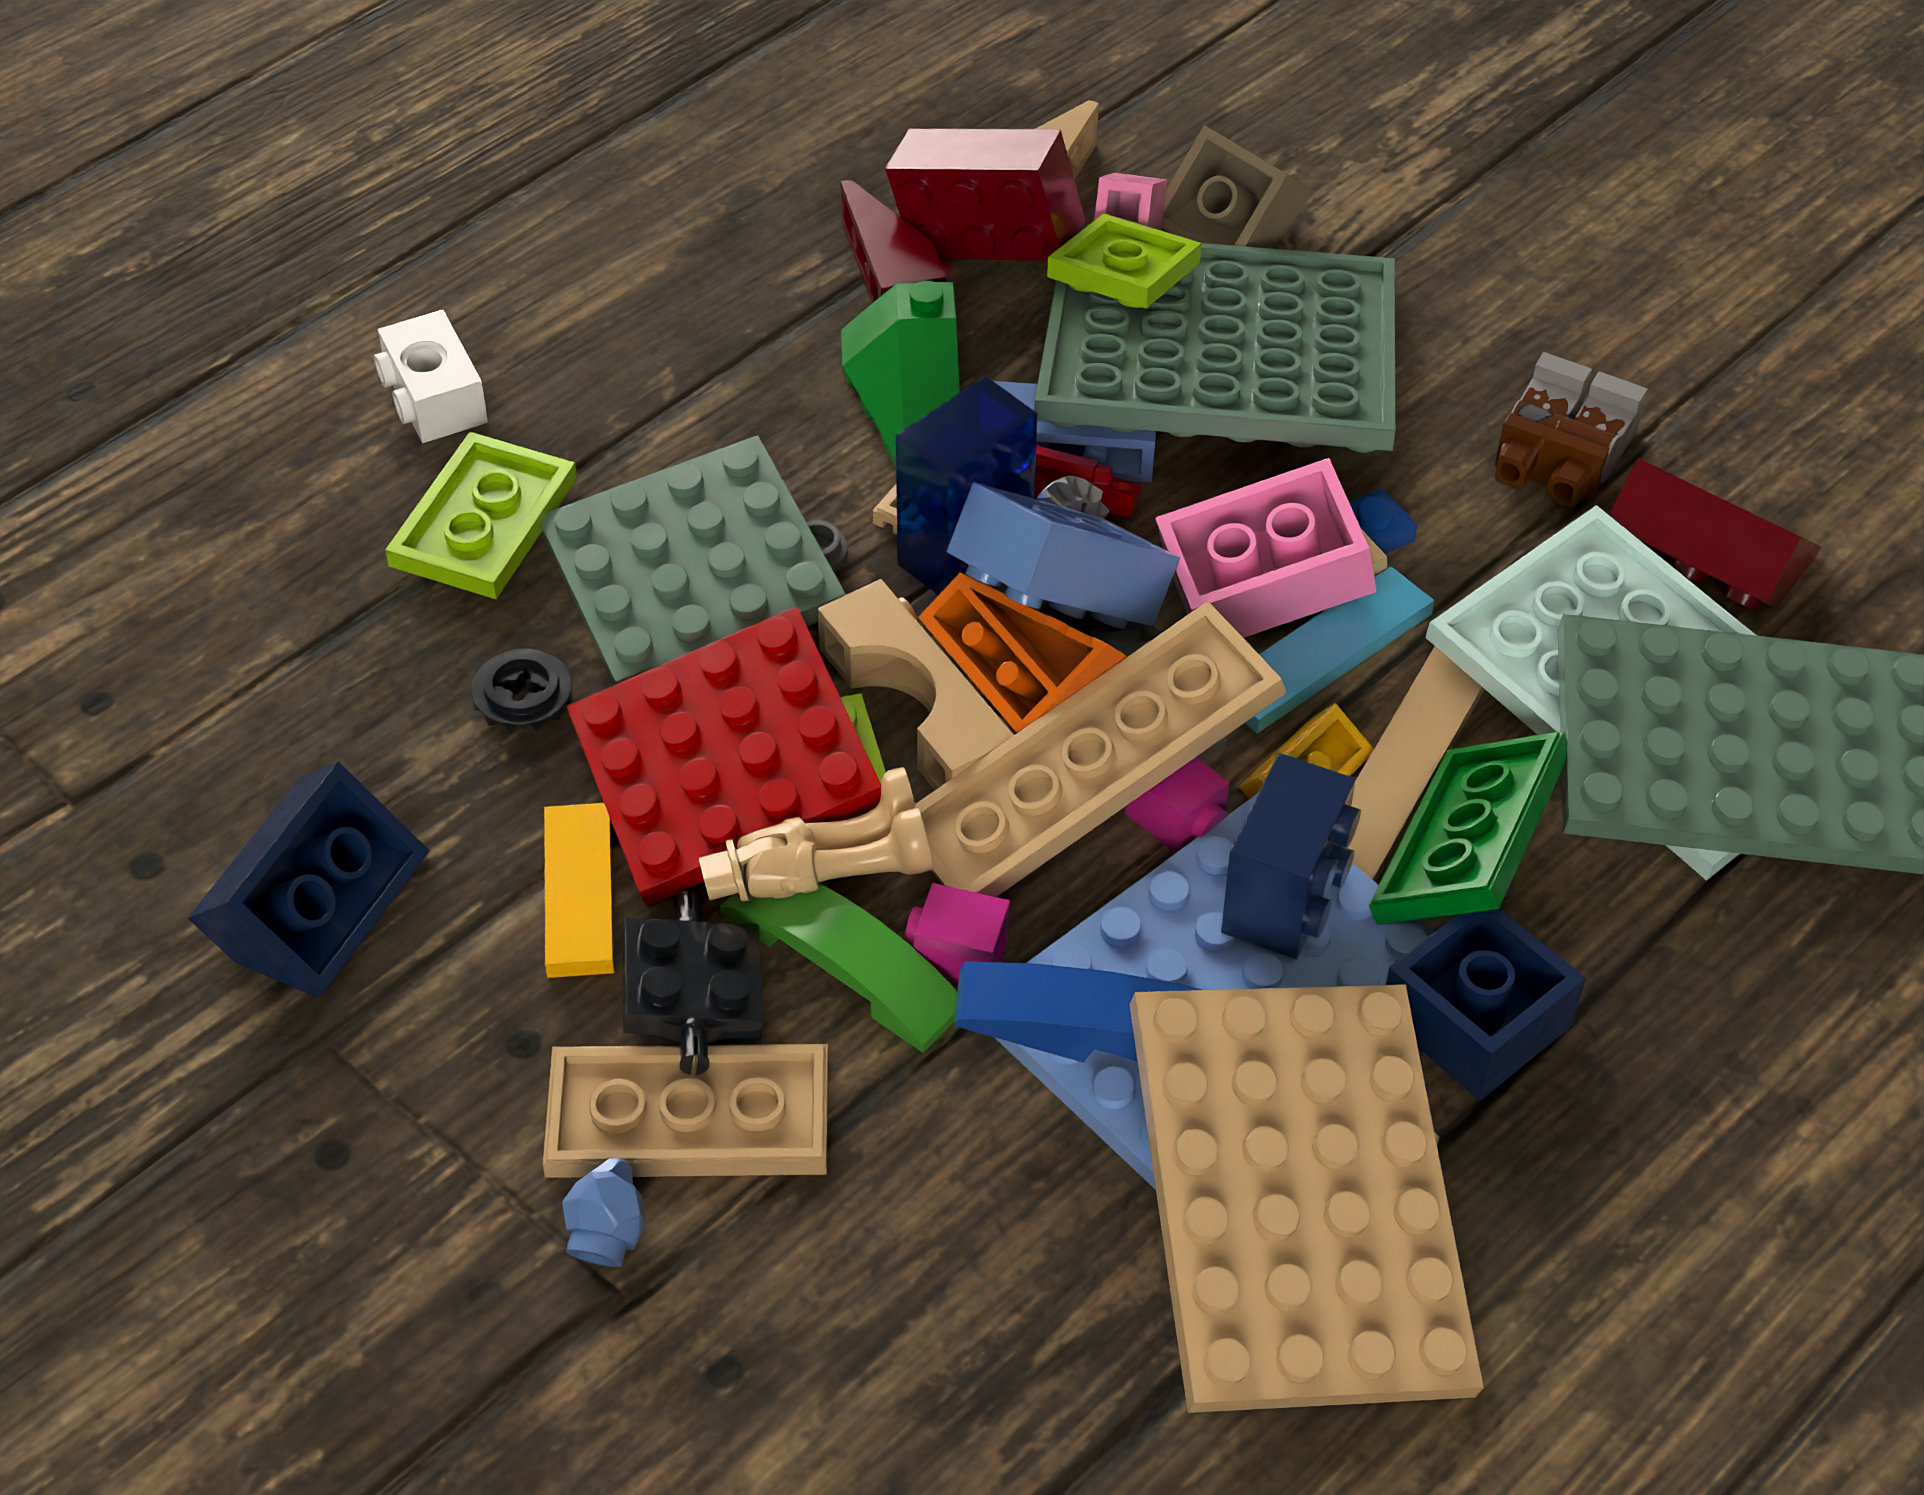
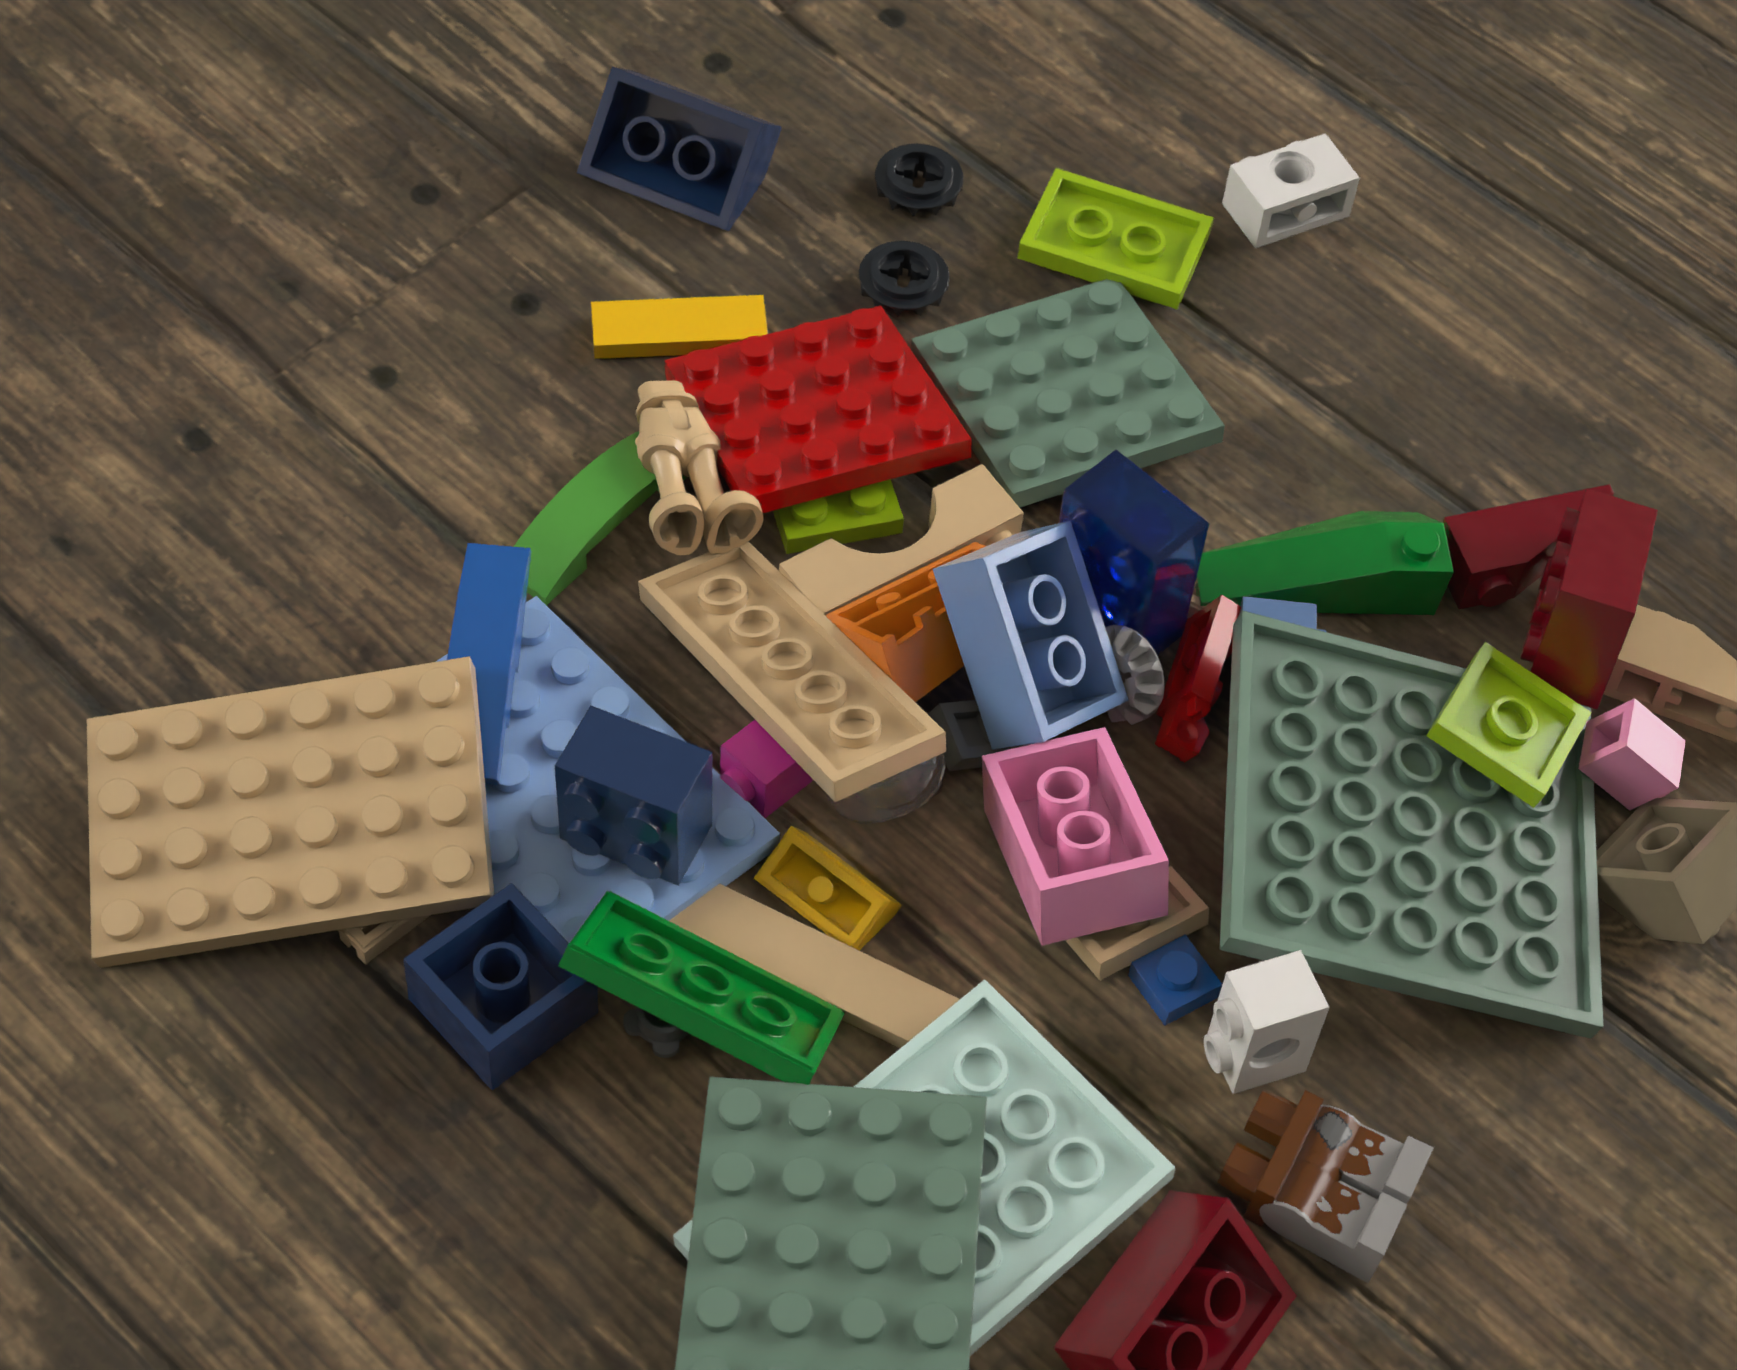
camera: 85 degrees right, 5 degrees up
(360, 659) = (901, 164): none -> black gear
(604, 1214) = (328, 343): medium blue rock -> none
(691, 980) = (561, 393): black plate -> none
(742, 1117) = (443, 408): tan tile -> none
(958, 929) = (604, 585): dark pink brick -> none
(1341, 640) = (988, 917): medium azure tile -> none
(1441, 441) = (1265, 1022): none -> white brick

